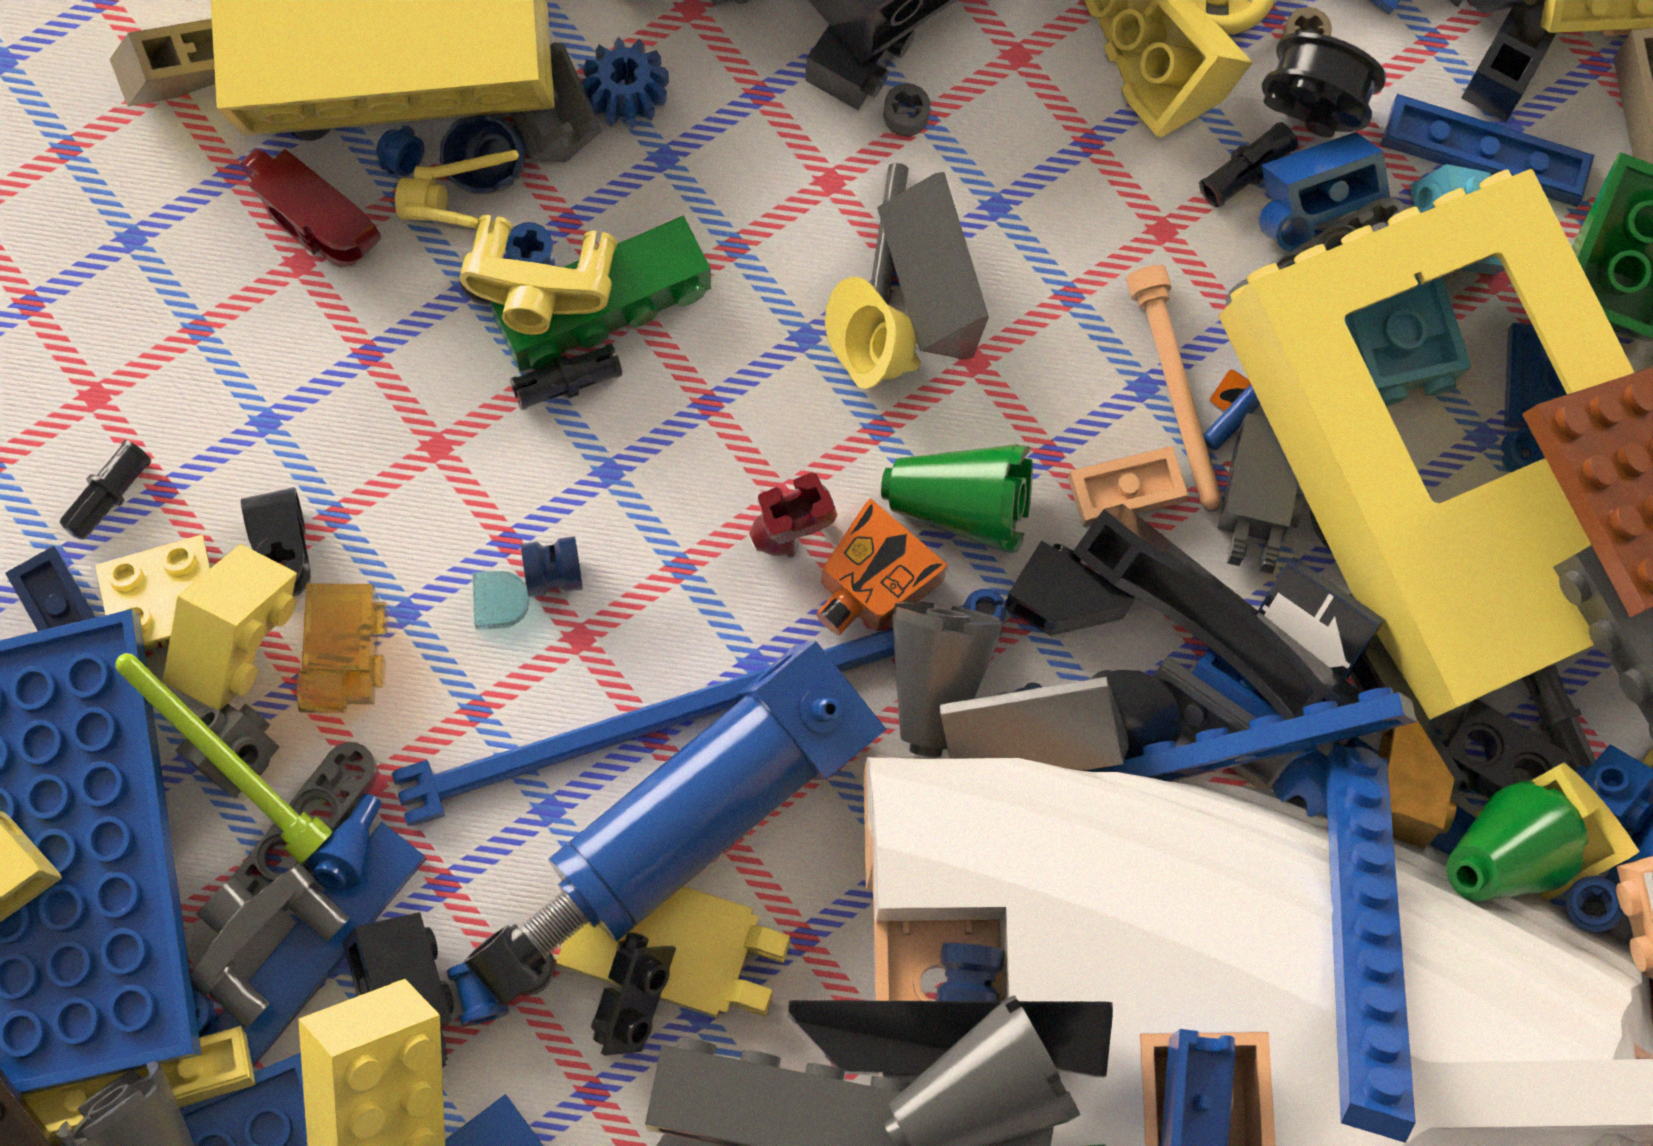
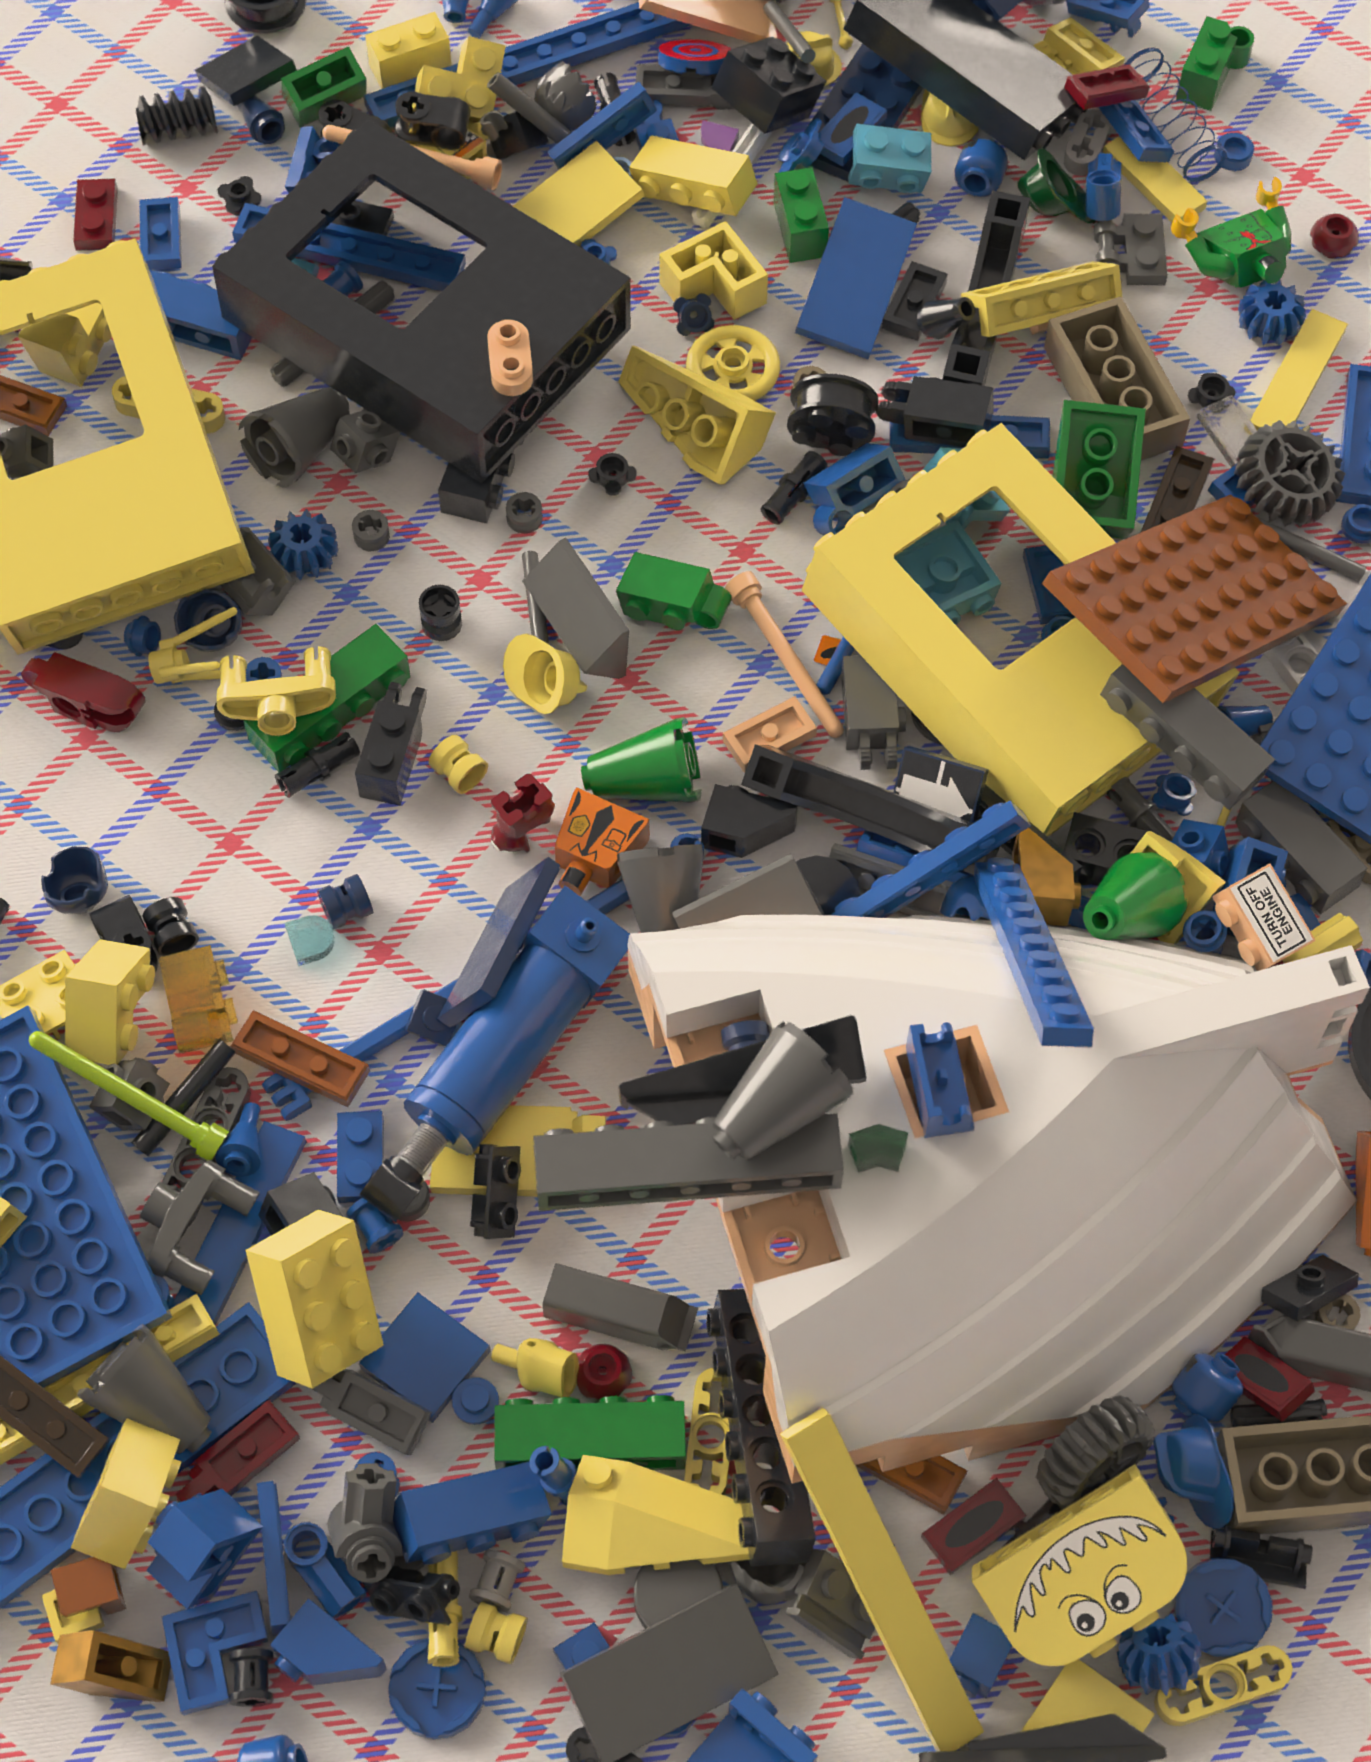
camera: 10 degrees left, 10 degrees down
(235, 452) = (75, 881): none -> dark blue hair
(298, 763) = (186, 1094): none -> black piece
(334, 541) = (169, 924): none -> black wheel
(444, 756) = (300, 1058): none -> dark orange tile
(483, 894) = (358, 1151): none -> blue plate
(618, 747) = (424, 1020): none -> dark blue plate
(661, 378) = (391, 746): none -> black hinge
(700, 92) = (379, 524): none -> dark grey bush
(720, 681) = (499, 943): none -> dark blue tile
(736, 423) = (458, 764): none -> light yellow wheel
(767, 205) = (440, 612): none -> black wheel
(1029, 72) = (610, 464): none -> black plate
(1057, 269) = (671, 593): none -> green hinge
(1458, 114) = (937, 409): none -> black hinge
(1593, 705) = (1175, 793): none -> blue plate

